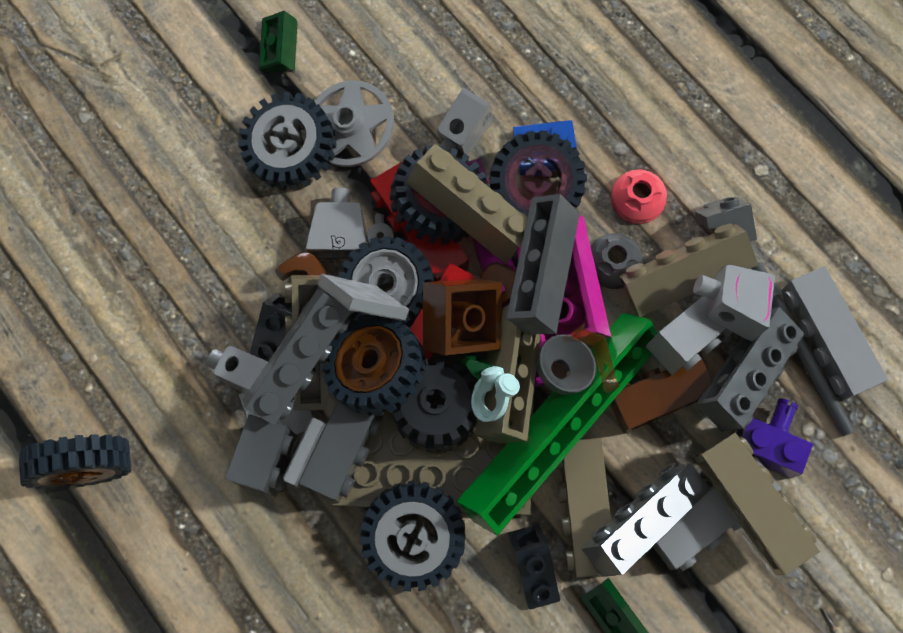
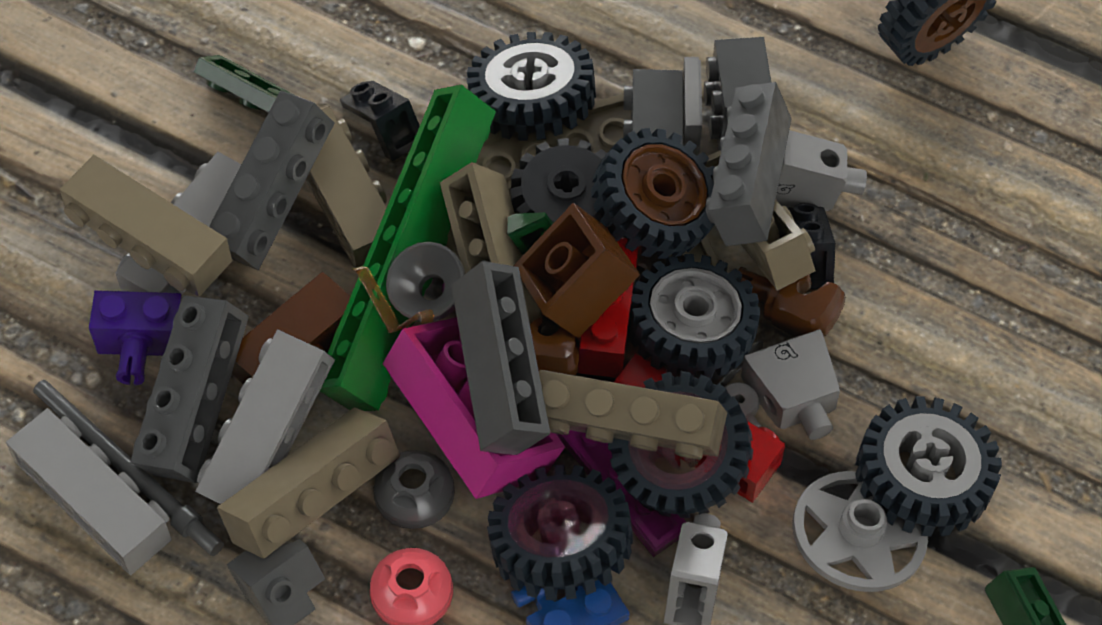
camera: 155 degrees right, 15 degrees down
(362, 297) = (704, 237): light grey tile -> none
(506, 387) = (488, 203): light aqua piece -> none
(738, 299) = (232, 440): light grey torso -> none

